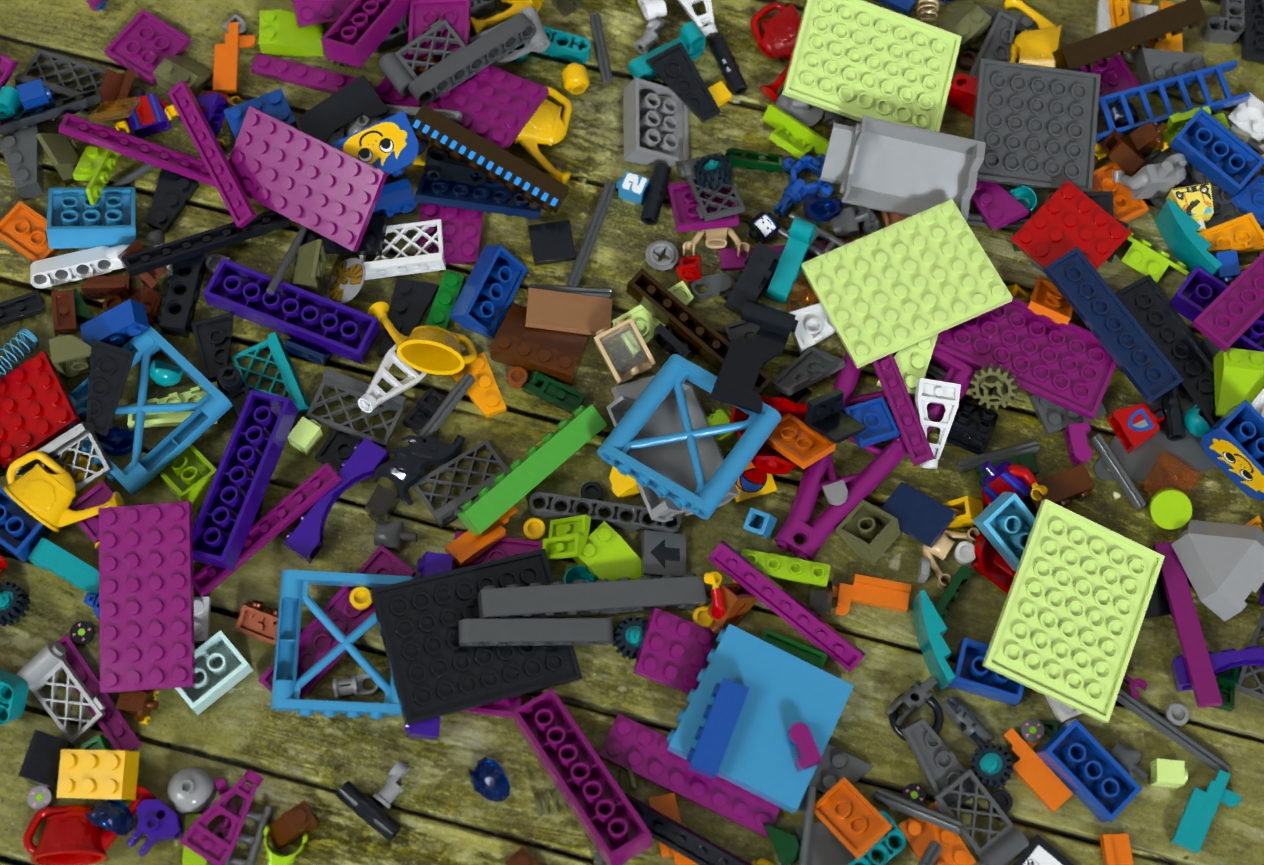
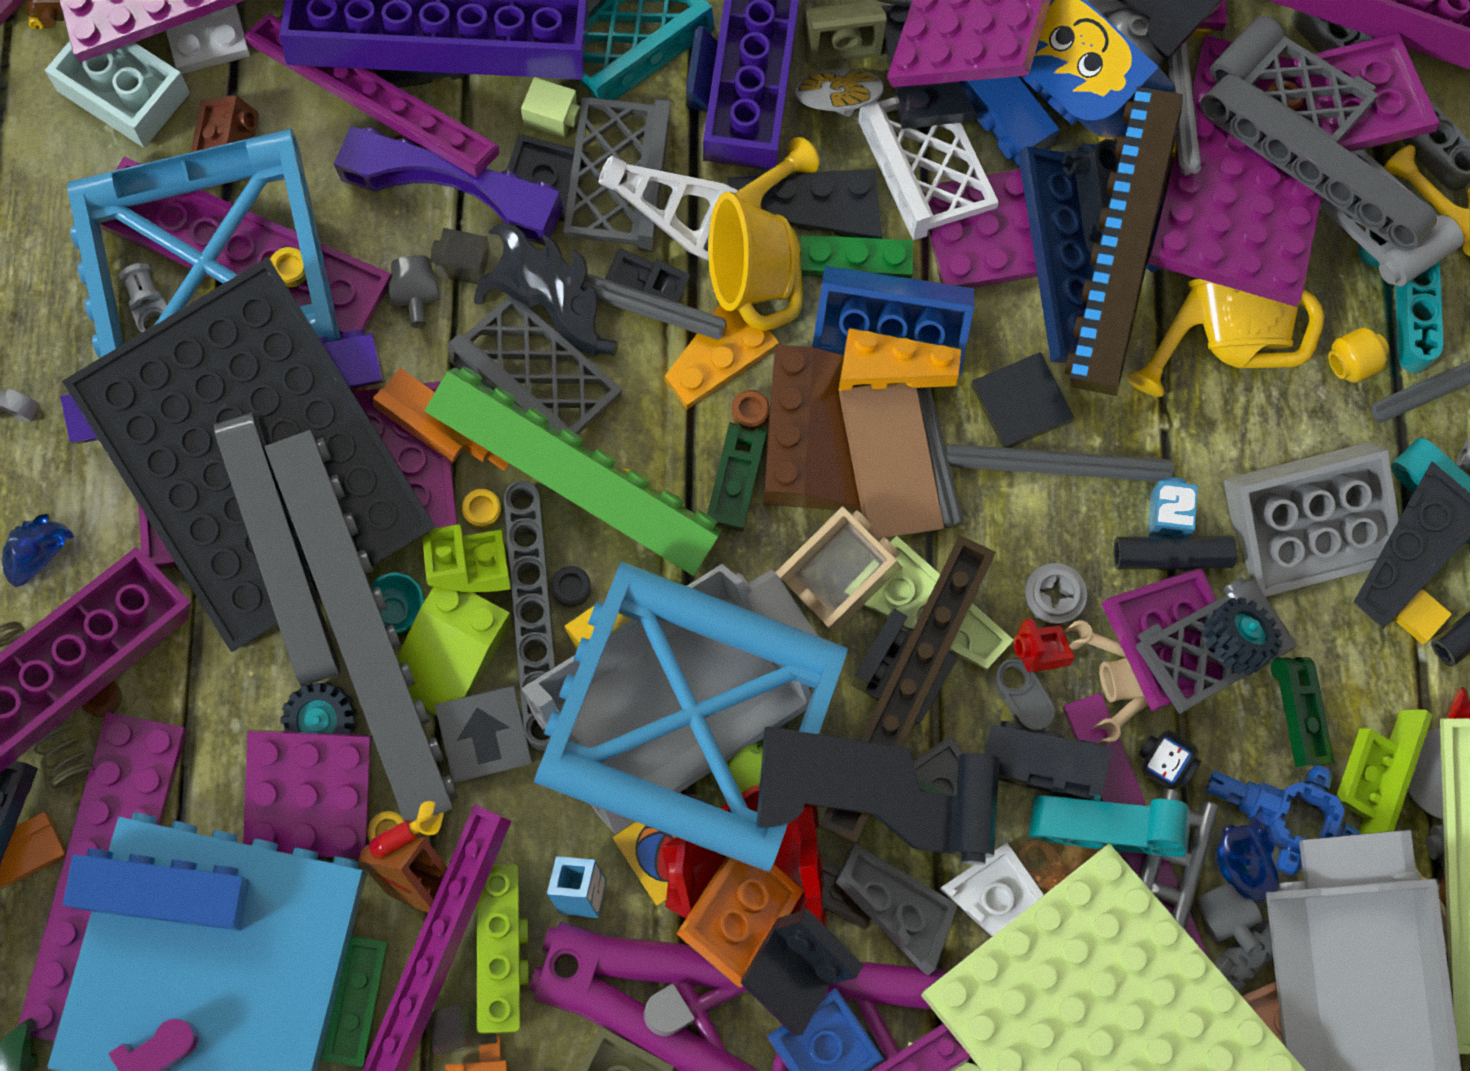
camera: 75 degrees right, 5 degrees up
(516, 294) = (890, 359): none -> light orange wing

